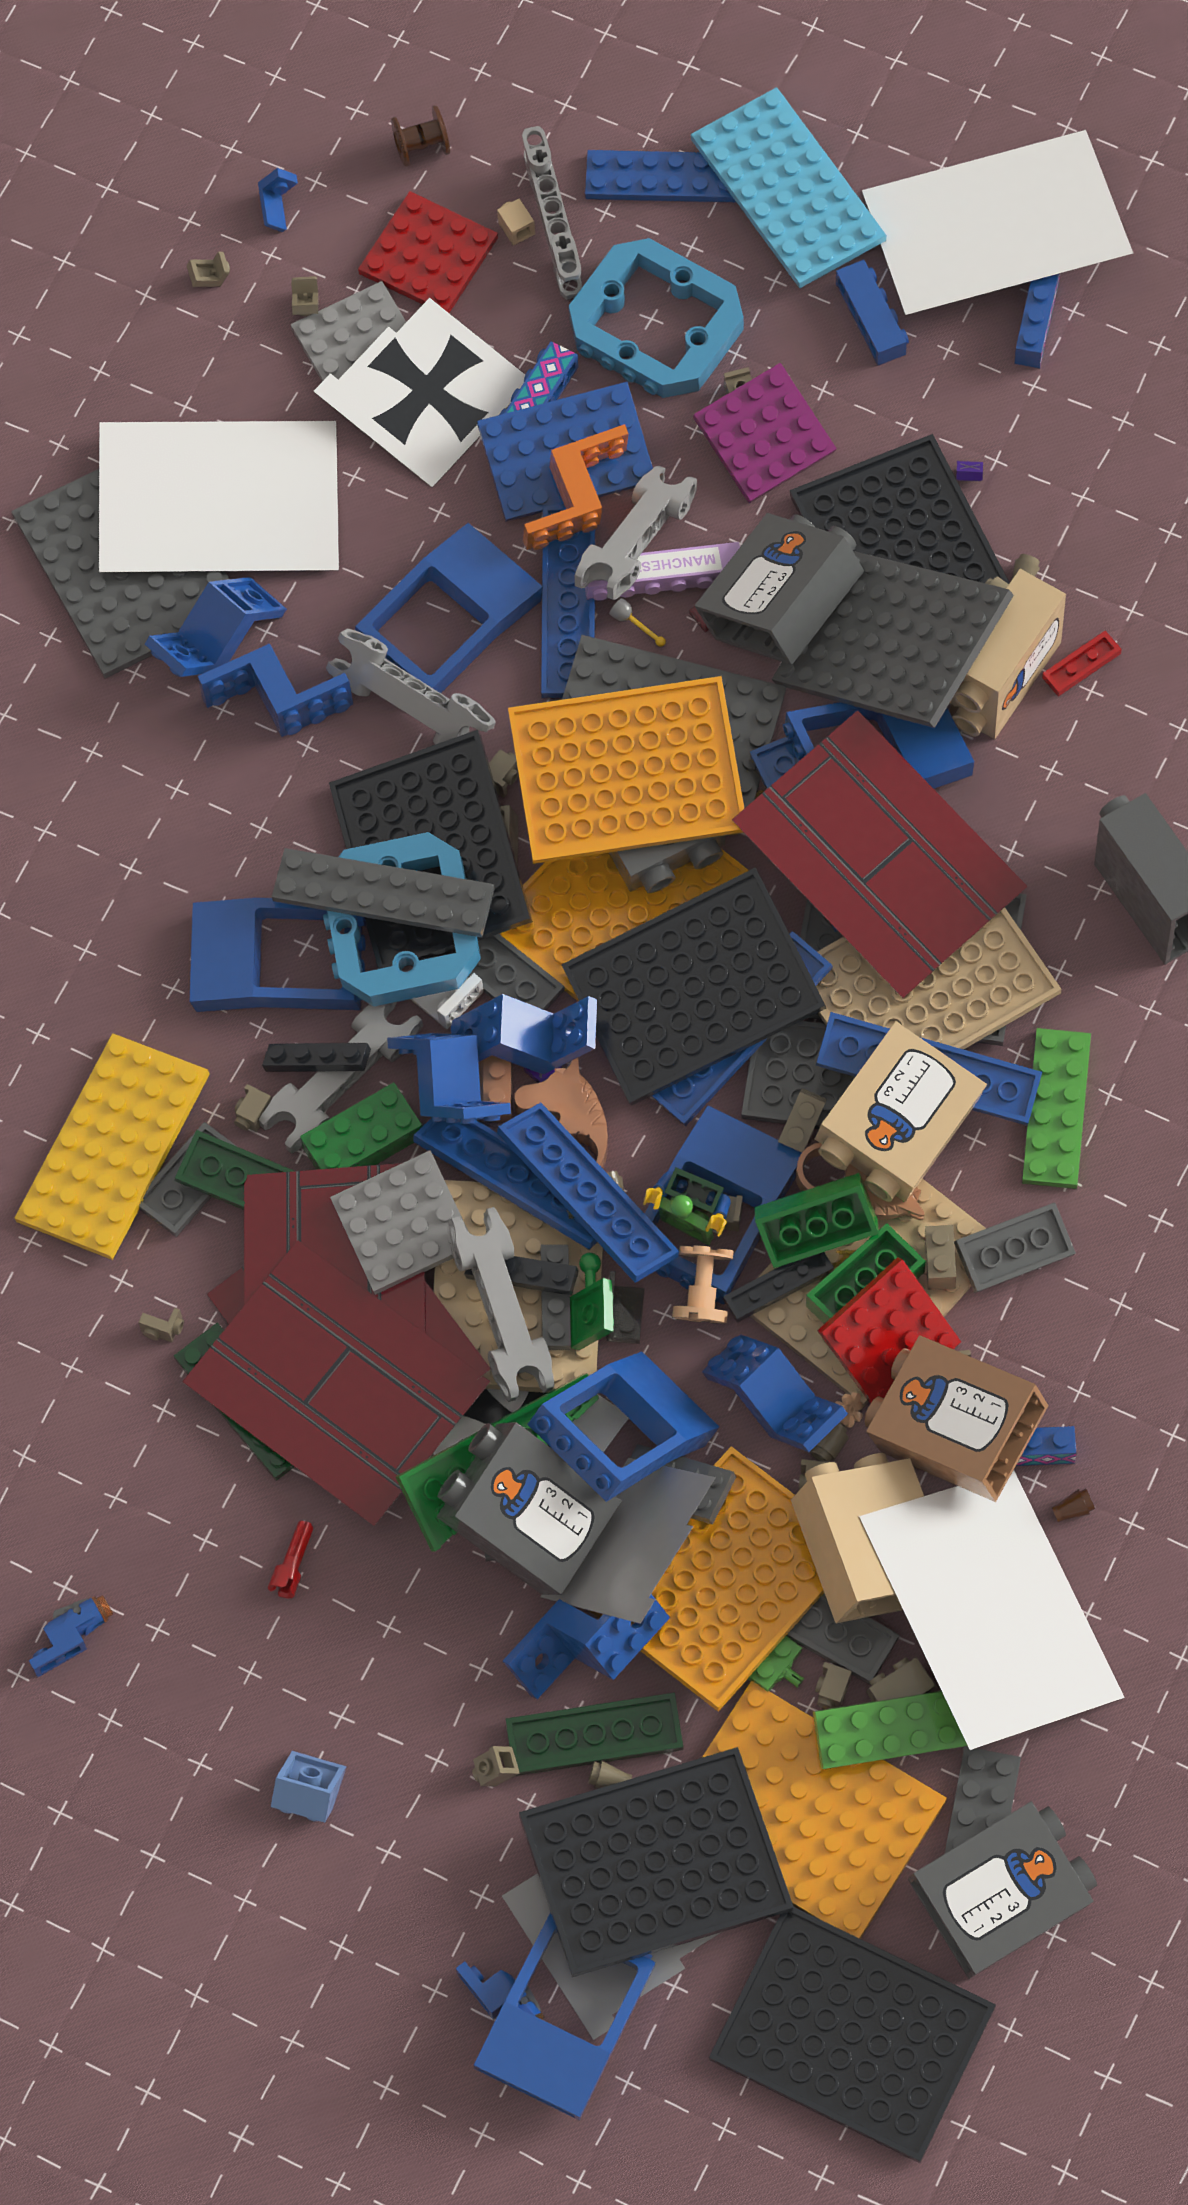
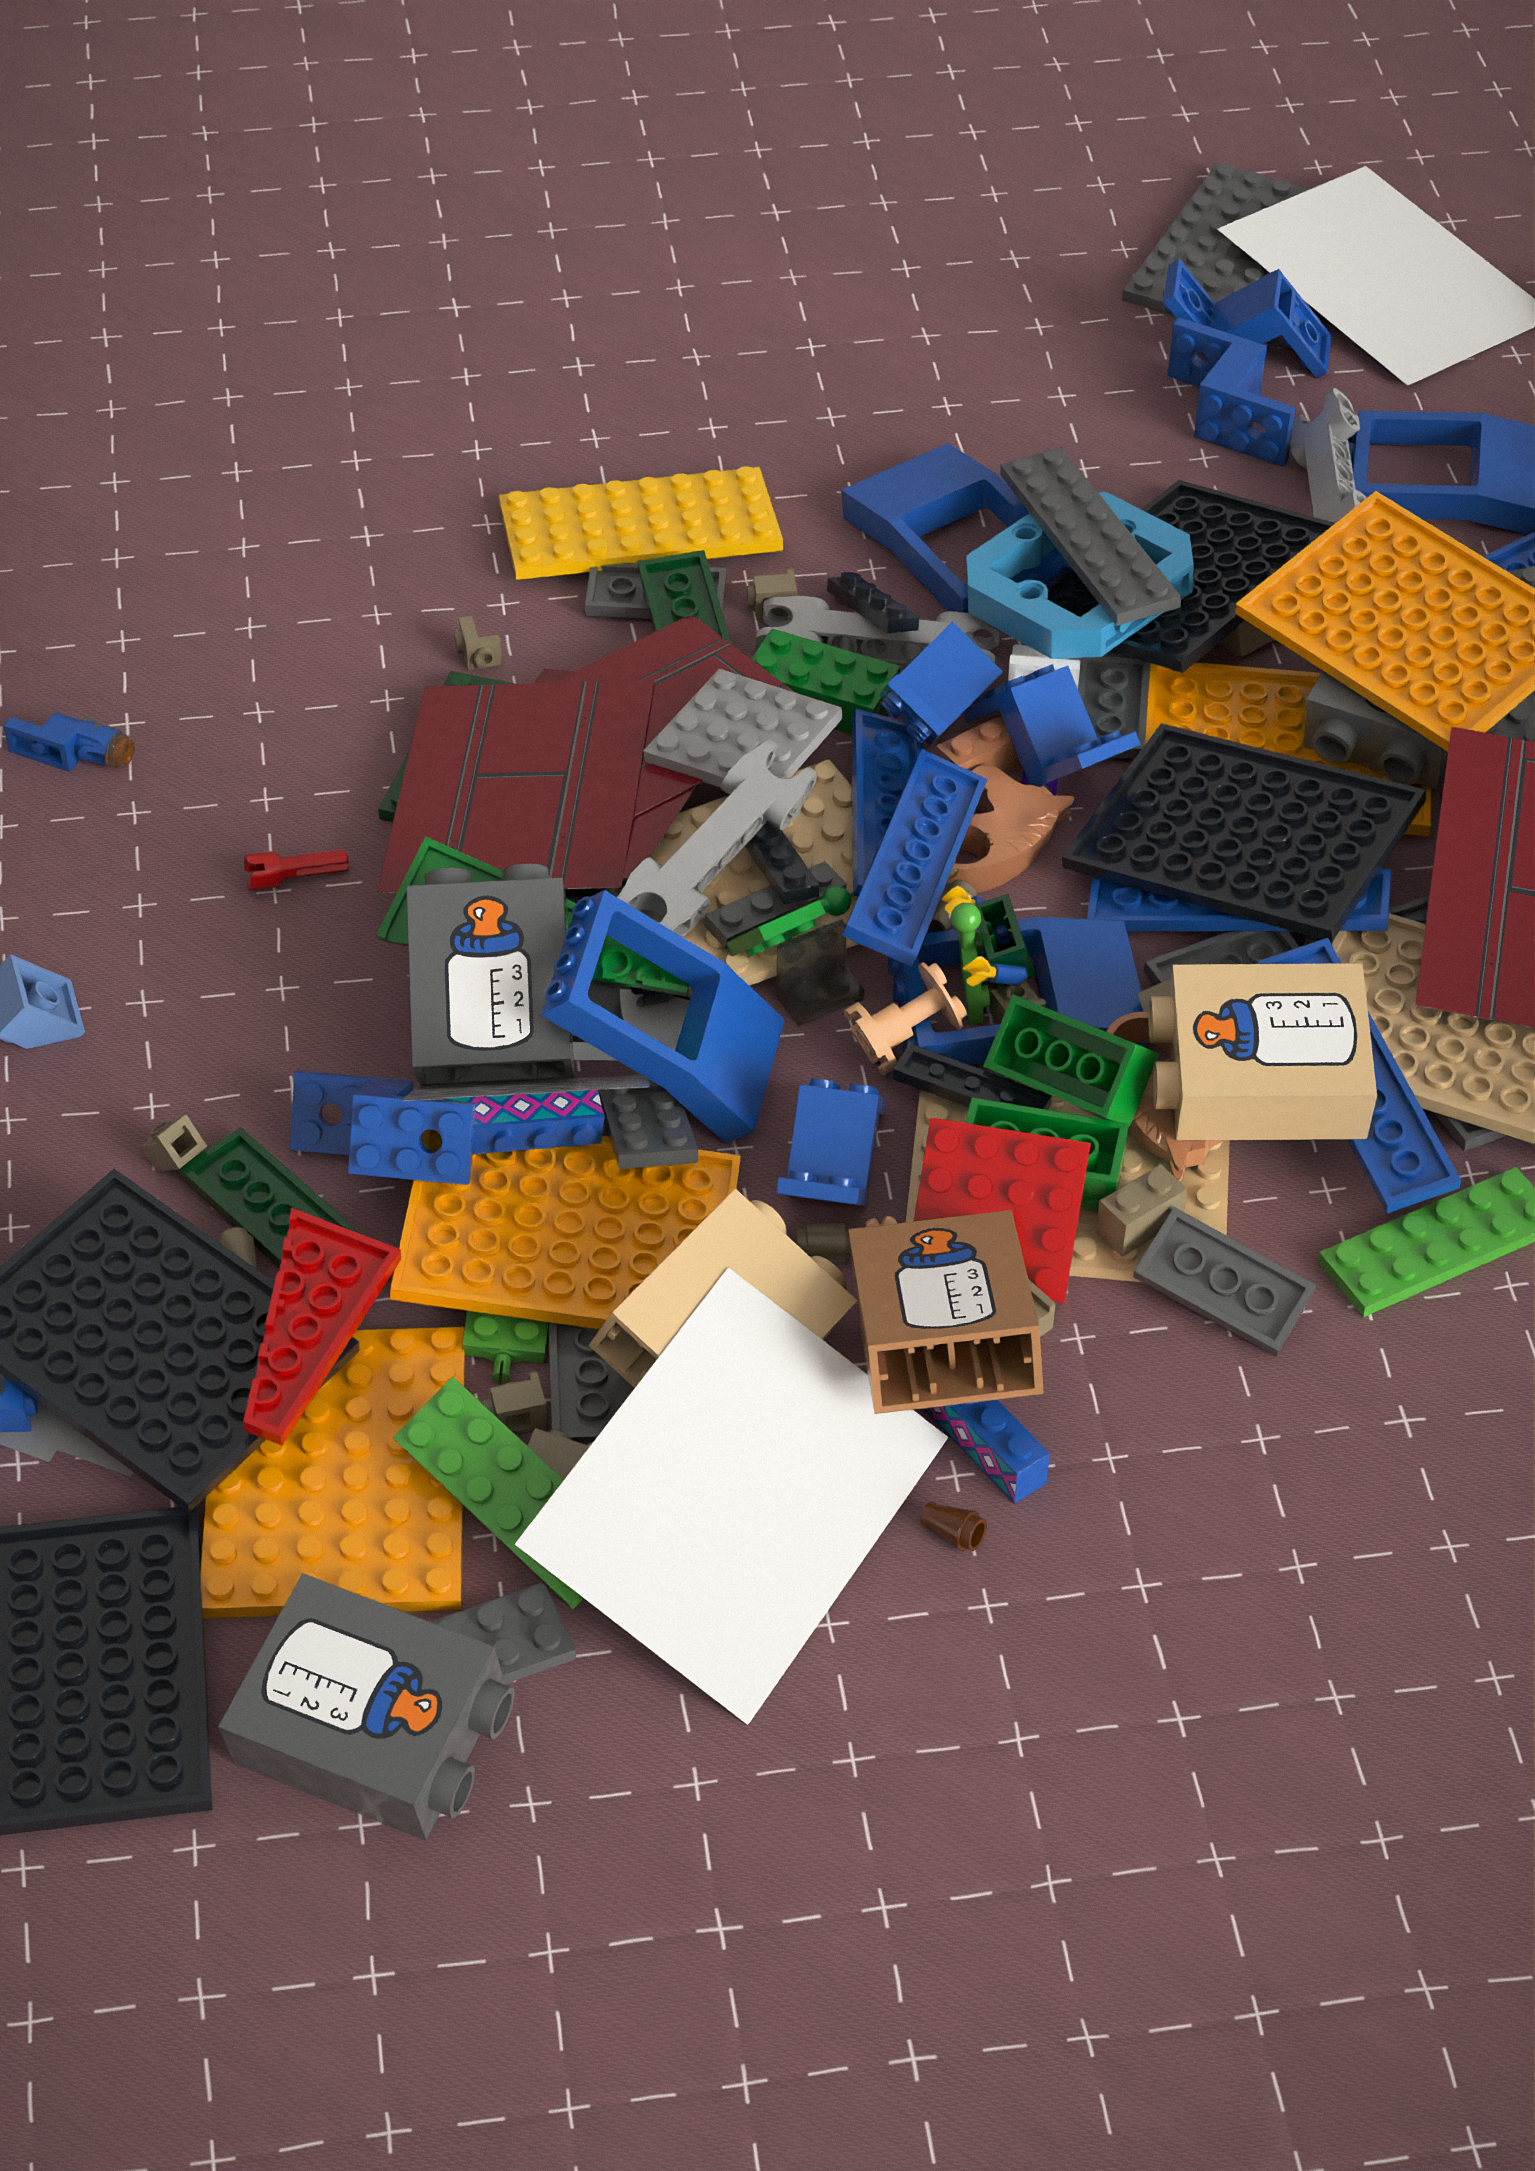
camera: 50 degrees right, 20 degrees down
(703, 1753) = (314, 1309): none -> red wing

